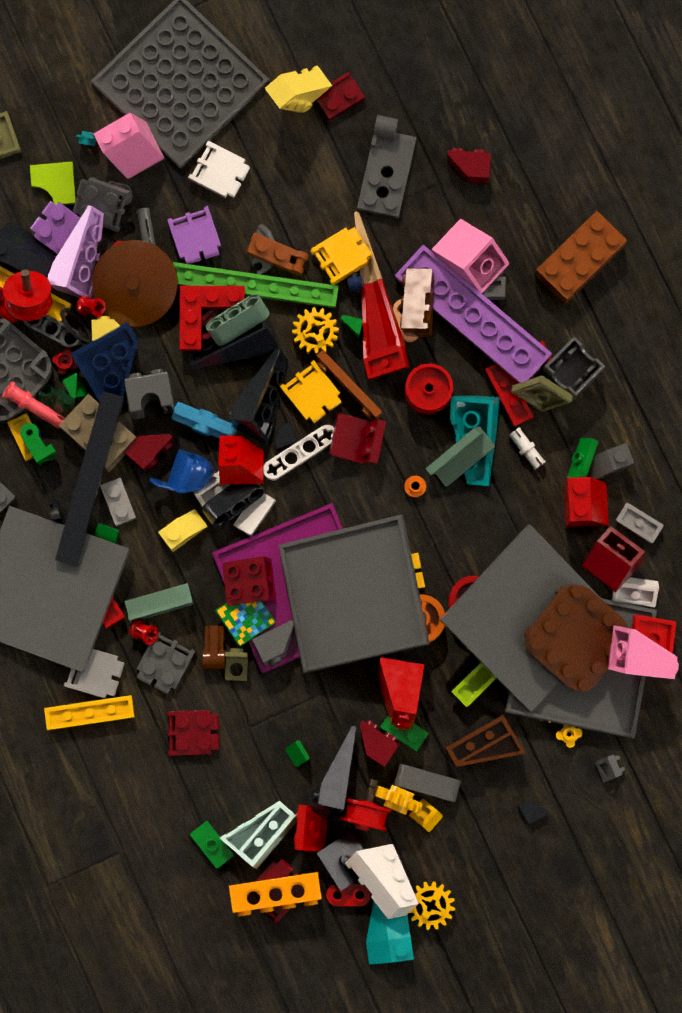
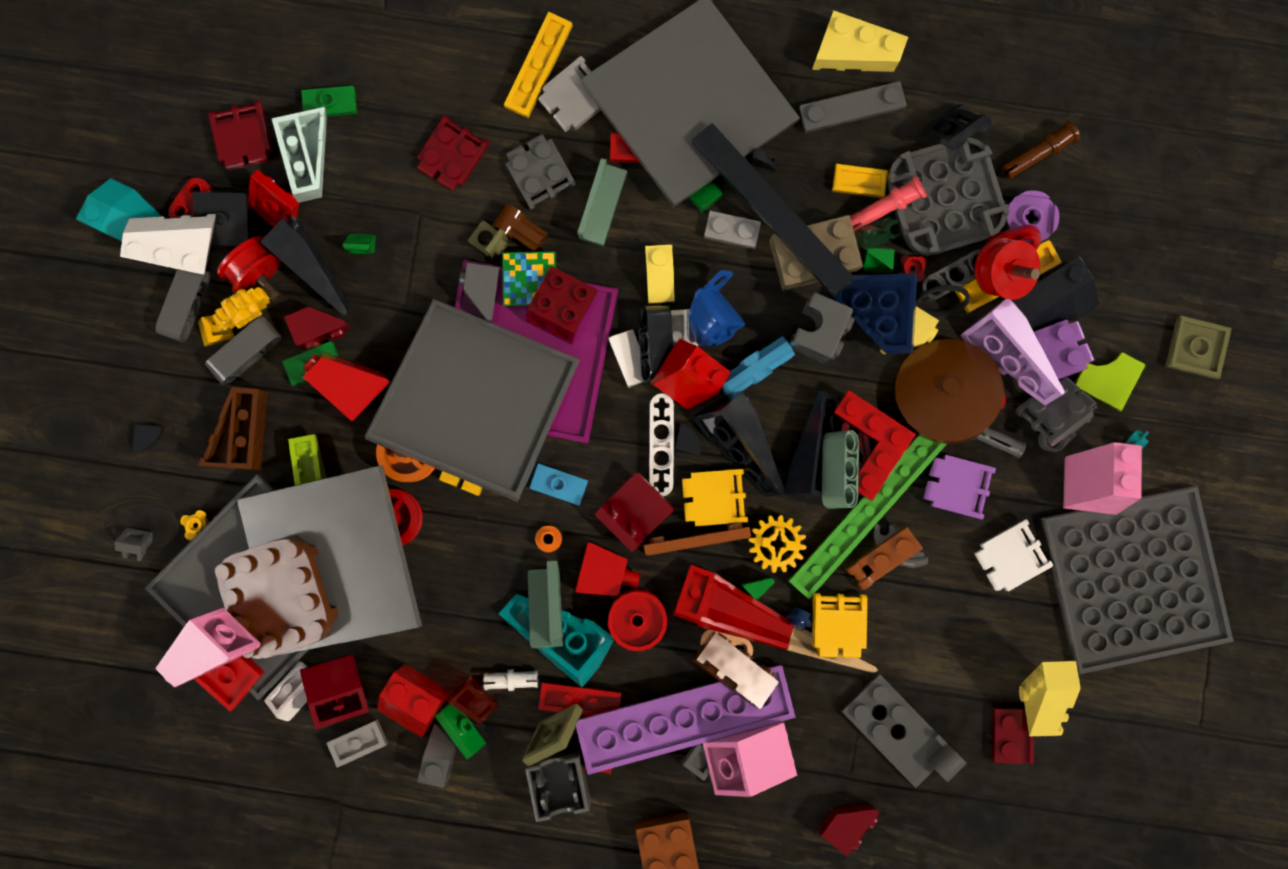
camera: 125 degrees right, 5 degrees up
(32, 438) = (840, 180): green leg -> none
(91, 306) = (959, 329): red bush -> none
(144, 630) = (581, 168): red bush -> none
(147, 449) = (765, 289): dark red slope -> none
(240, 893) = (238, 140): light orange brick -> none
(373, 501) = (558, 484): none -> dark azure plate
(412, 433) = (604, 572): none -> red torso
(425, 848) = (182, 304): none -> dark grey beam
(438, 892) = (112, 269): yellow gear -> none
(557, 465) = (472, 700): none -> clear red slope

